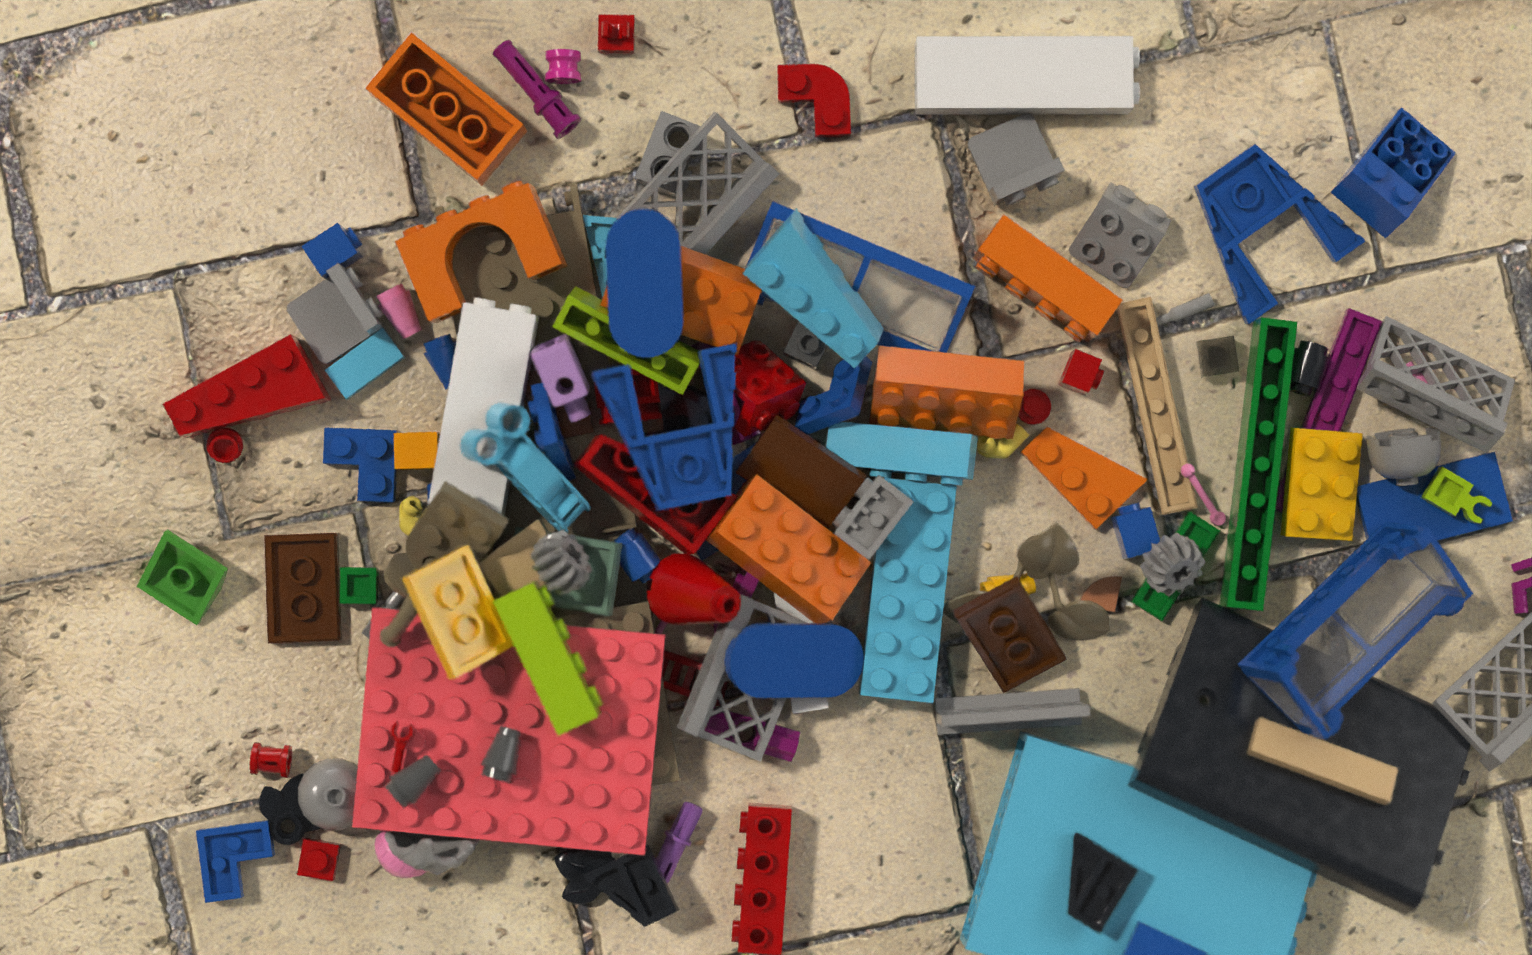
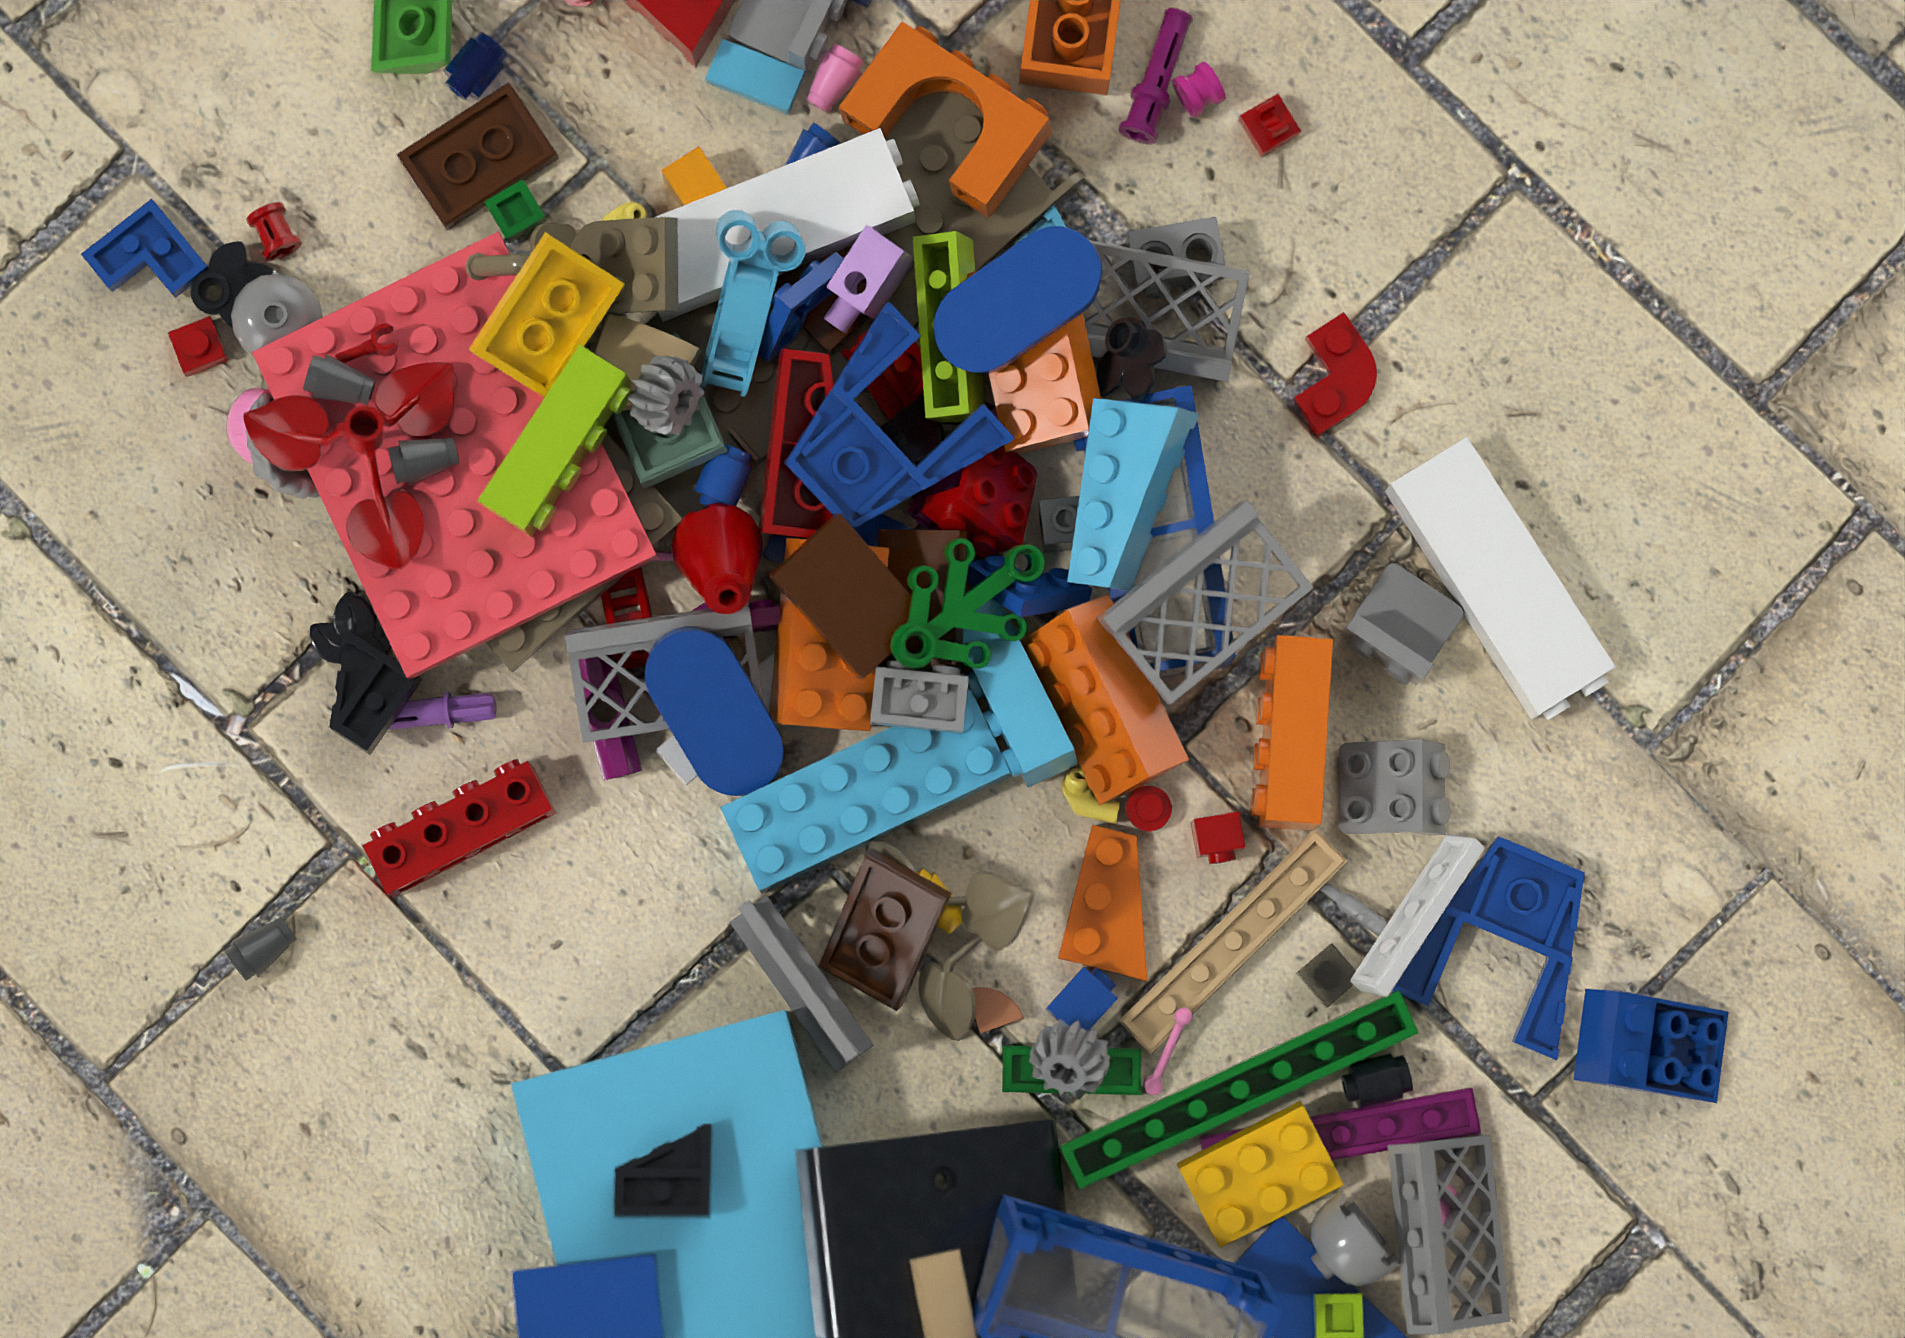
camera: 60 degrees right, 5 degrees down
(240, 552) = (475, 67): none -> clear blue brick
(372, 452) = (663, 141): blue plate -> none
(460, 734) = (415, 398): none -> red plant
(726, 230) = (1130, 358): none -> black plate
(775, 522) = (845, 594): none -> reddish brown tile
(829, 451) = (960, 608): none -> green plant
(896, 288) = (1180, 570): none -> light grey fence
(1216, 272) = (1417, 915): none -> white tile

